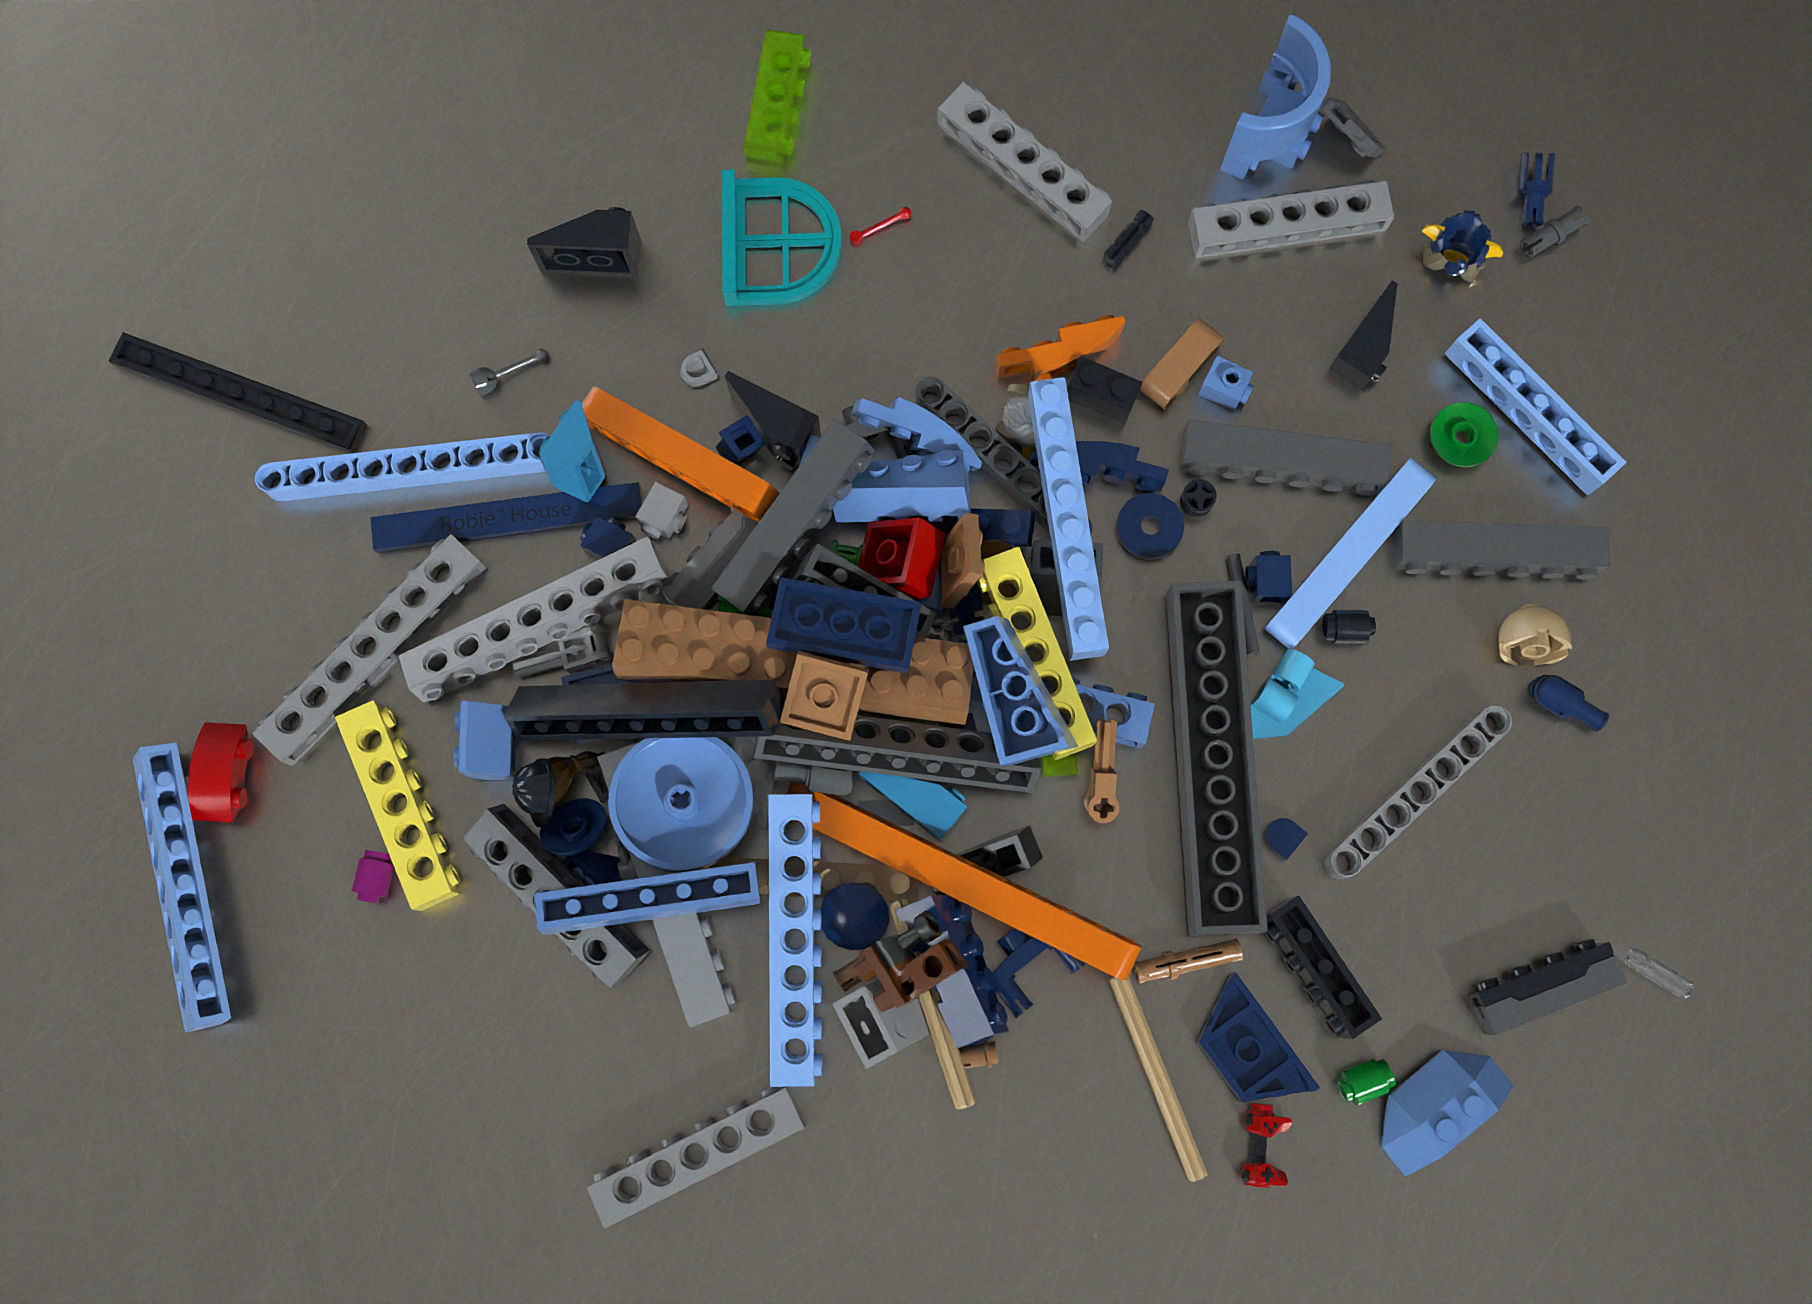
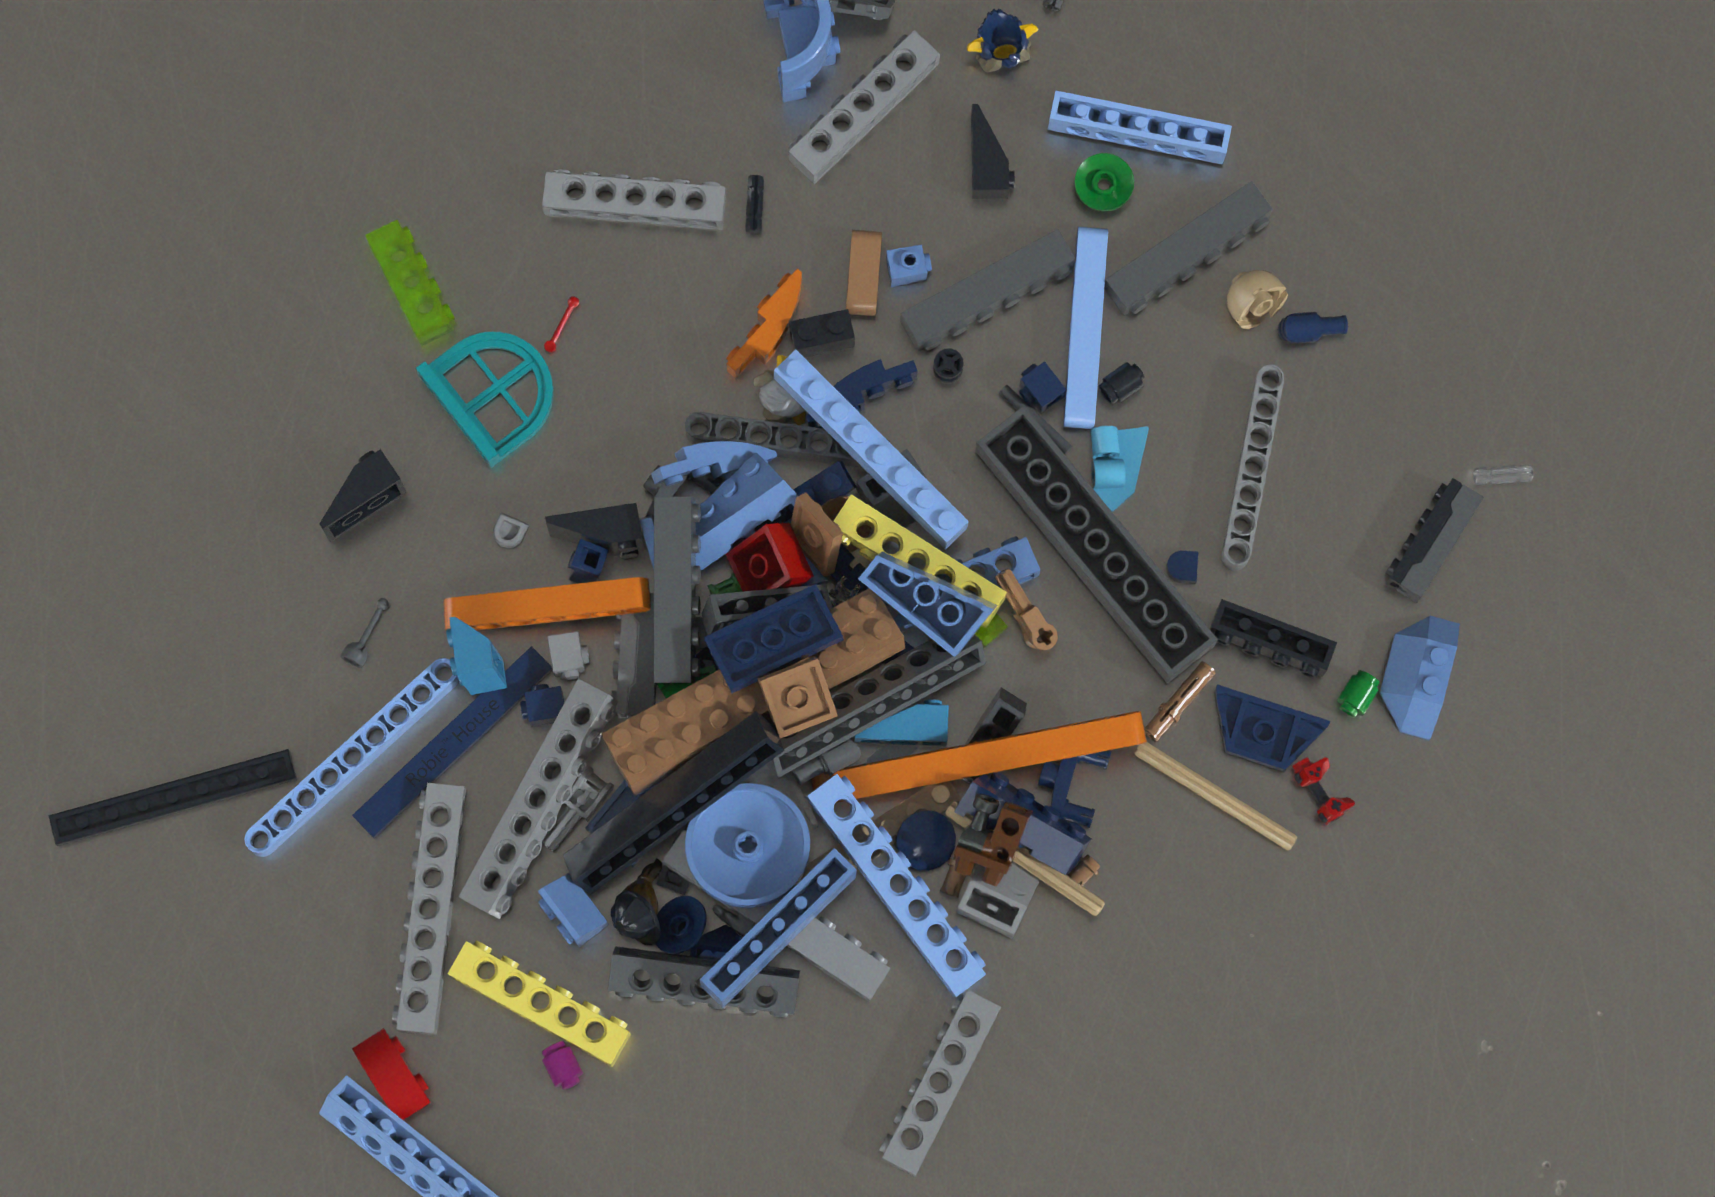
camera: 40 degrees left, 0 degrees up
(1152, 507) = (928, 393): dark blue tile -> none

